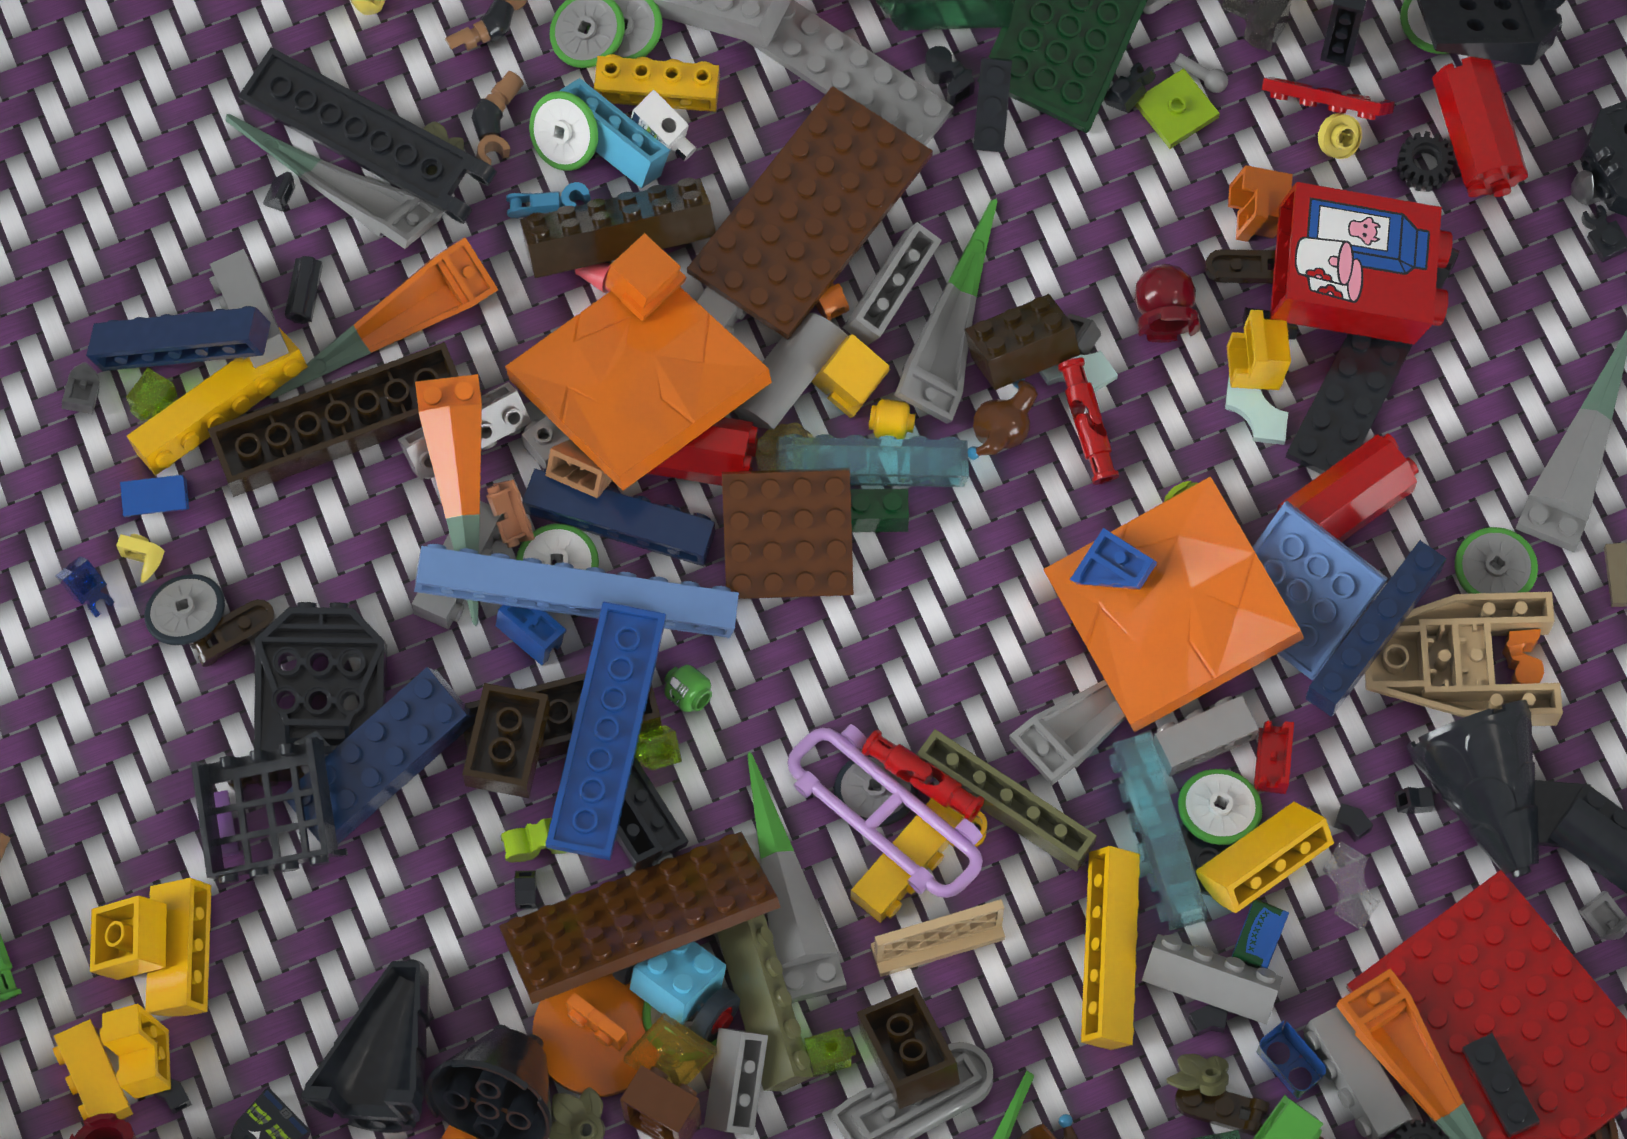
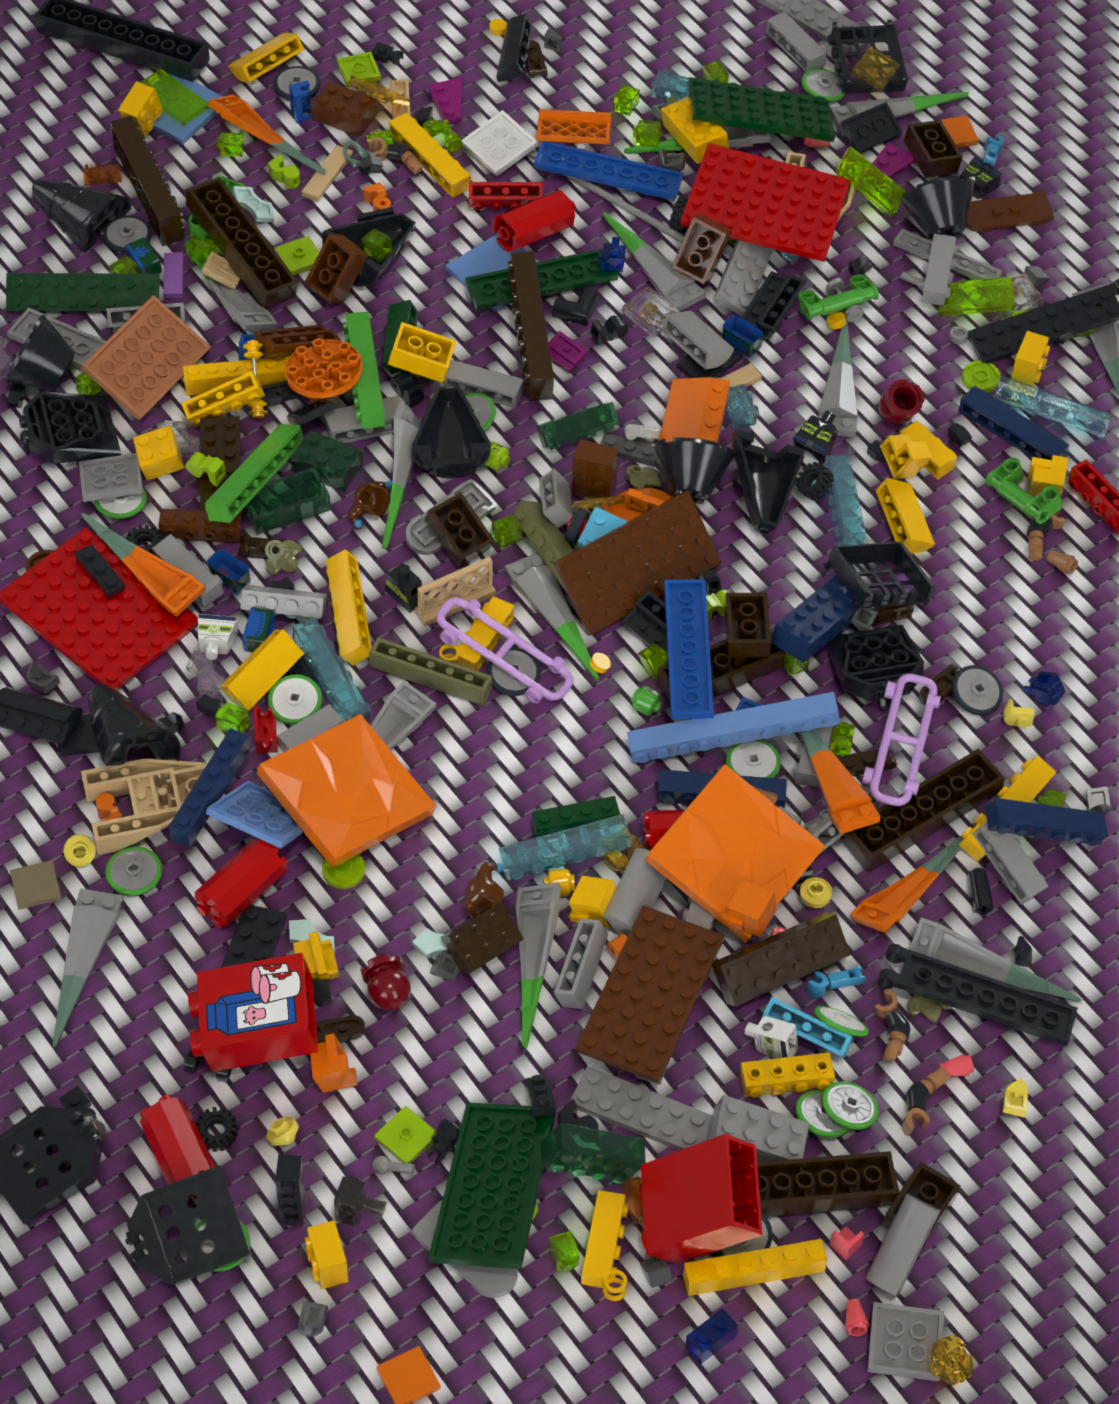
camera: 165 degrees right, 15 degrees down
(27, 1096) = (959, 434): none -> black piece
(128, 938) = (934, 506): yellow brick -> none
(154, 495) = (1023, 746): blue hinge -> none
(267, 987) = (845, 502): none -> clear light blue brick
(287, 1041) = (809, 475): none -> black tyre
(321, 585) = (873, 776): none -> lavender bar
(391, 529) = (857, 762): none -> dark brown plate
(406, 563) = (842, 738): none -> clear neon green brick
(428, 52) = (959, 1066): none -> coral cone
(506, 500) = (796, 771): nougat hinge -> none
(533, 326) = (815, 892): none -> light yellow plate
(740, 775) = (600, 663): none -> yellow tile
(788, 533) = (608, 787): reddish brown plate -> none
(912, 769) = (498, 670): red piece -> none
(1015, 969) = (402, 586): none -> black torso
(1089, 425) = (424, 901): red piece -> none
(1113, 564) = (388, 800): blue wing -> none
(1322, 785) = (232, 717): none -> clear neon green brick
(1328, 942) = (216, 634): none -> white torso
(1337, 102) = (315, 1157): red wing -> none
(1574, 605) = (79, 850): none -> light yellow plate

